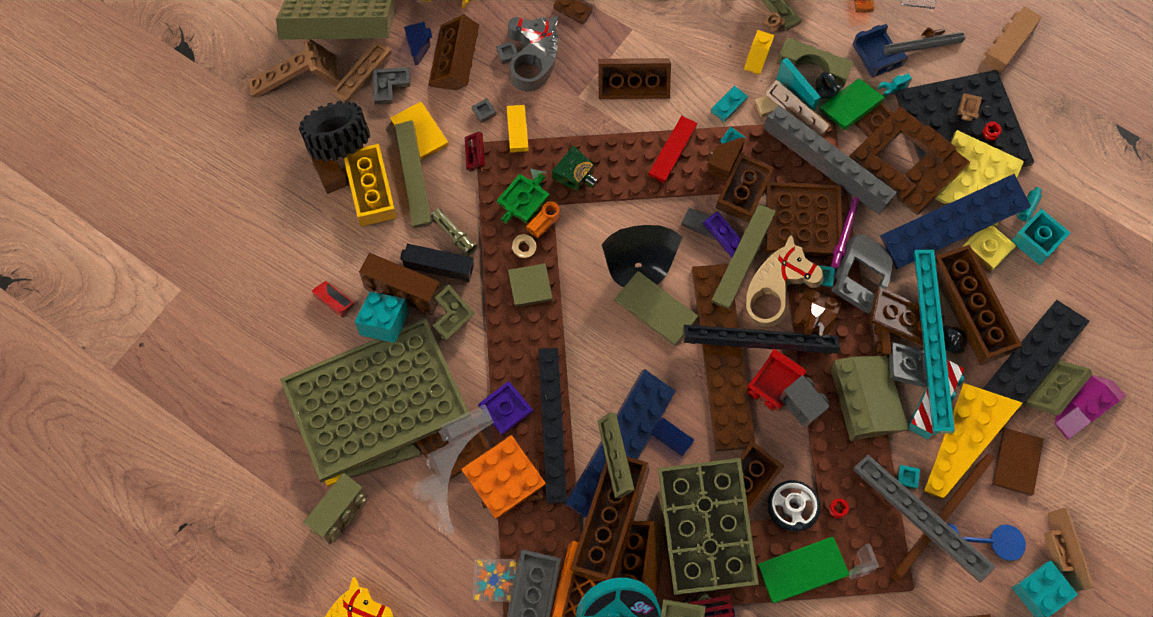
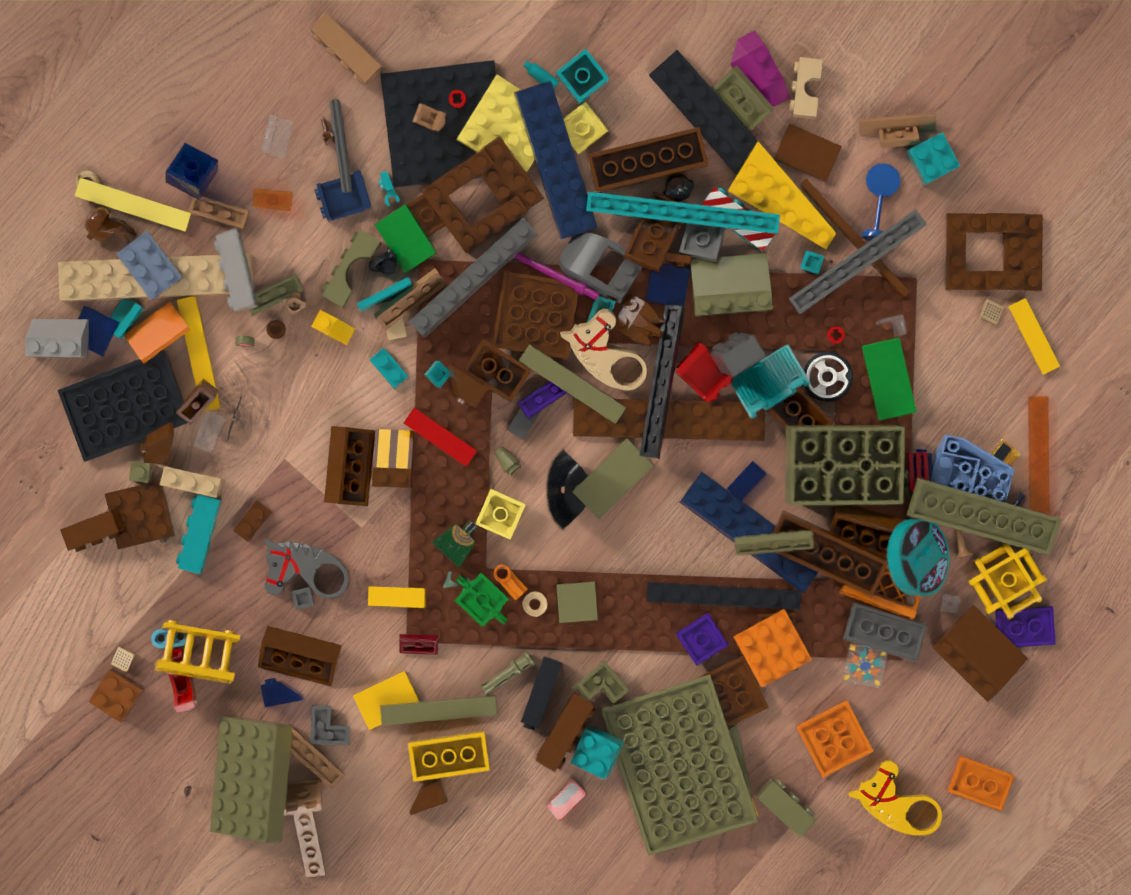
camera: 80 degrees left, 20 degrees up
(334, 131) = (371, 793): black tyre -> none
(413, 556) = (834, 738): none -> orange plate
(435, 487) = (752, 705): clear arch -> none
(484, 110) = (371, 630): dark grey plate -> none
(608, 207) = (500, 513): none -> light yellow slope
(644, 112) = (393, 458): none -> reddish brown slope
(658, 211) = (507, 461): none -> olive cone
(748, 10) = (276, 329): none -> reddish brown plate
(780, 444) = (770, 381): none -> teal window
(856, 337) = (668, 286): none -> clear blue tile
(1101, 450) = (803, 104): none -> tan arch

